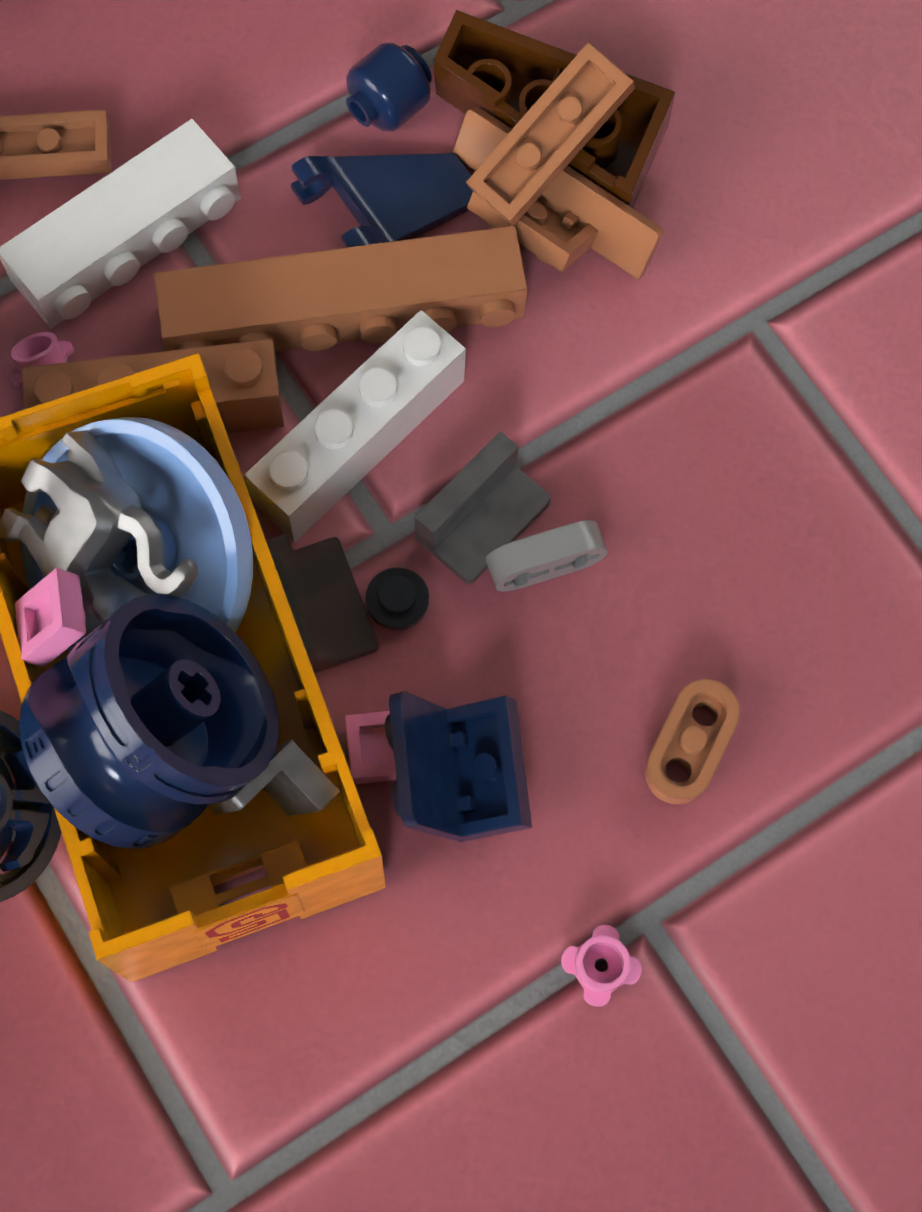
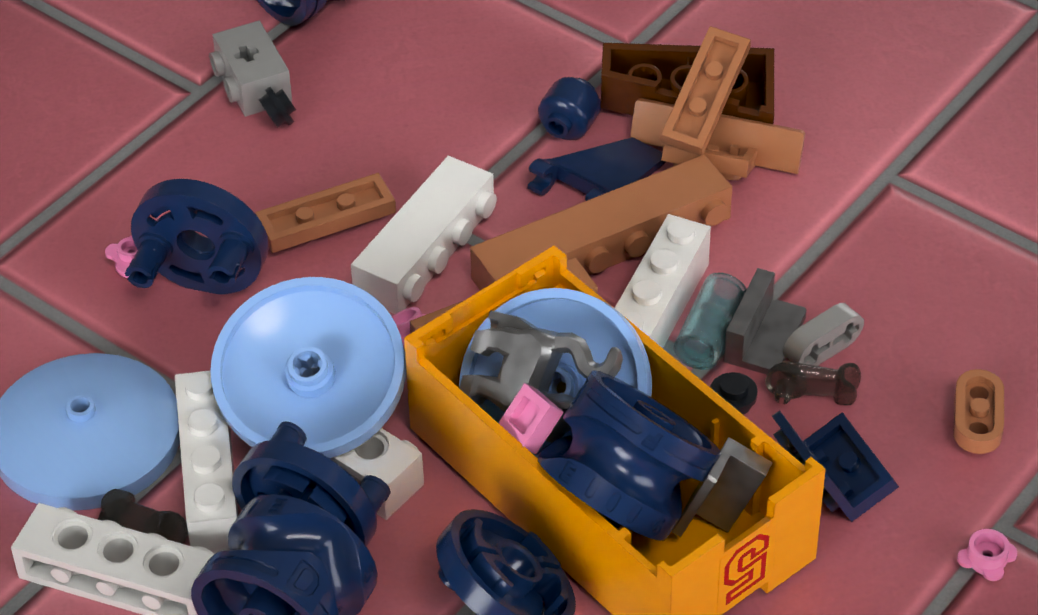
camera: 15 degrees left, 25 degrees down
(413, 480) = (705, 327): none -> clear light blue pin
(484, 612) = (796, 379): none -> clear smoke piece

